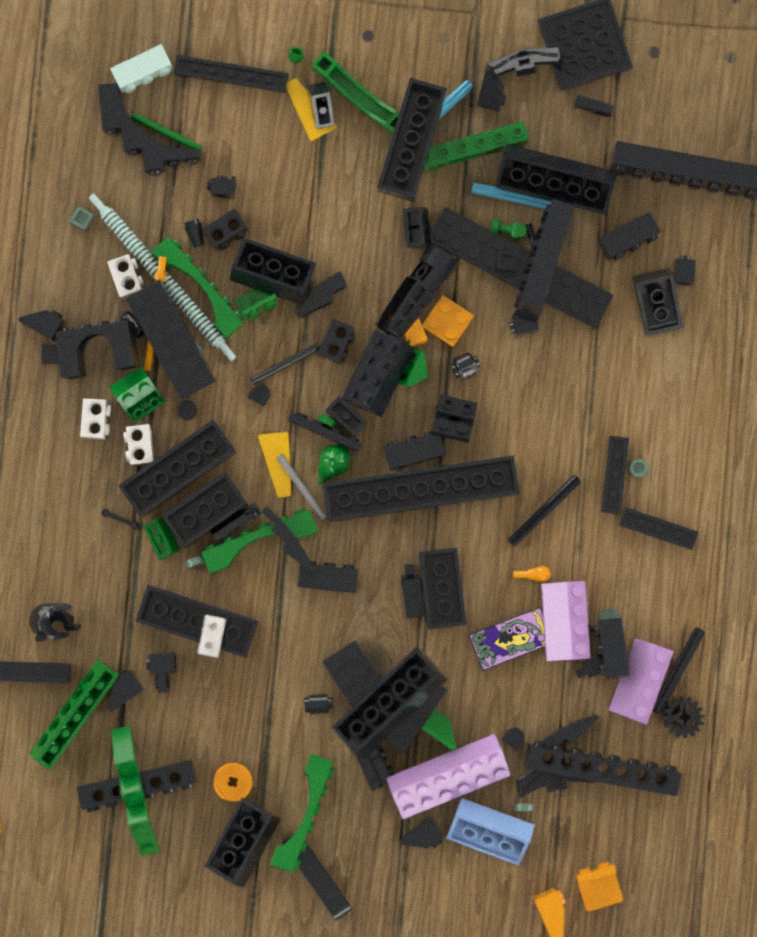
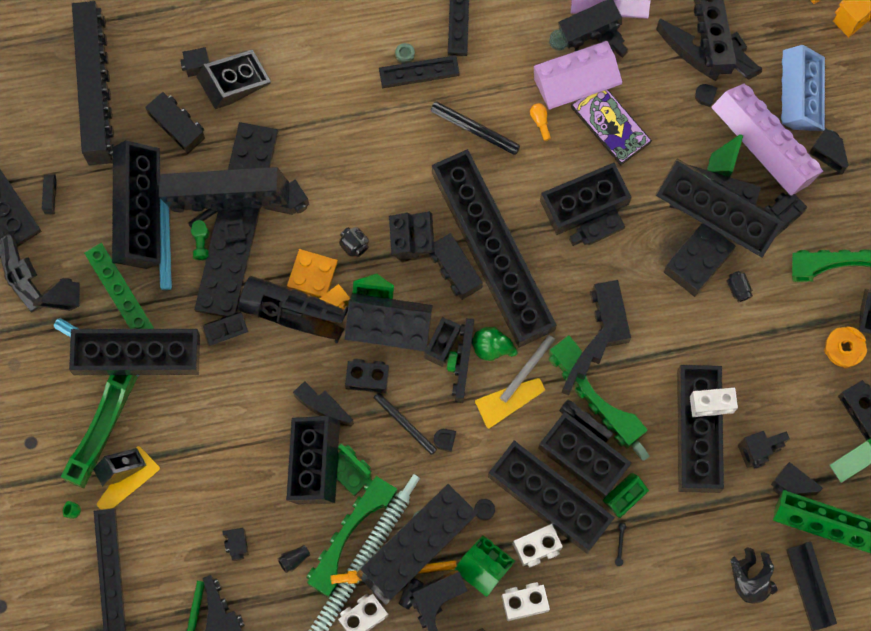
camera: 110 degrees left, 10 degrees down
(222, 225) = (278, 529): black brick -> none
(524, 807) = (769, 65): sand green tile -> none

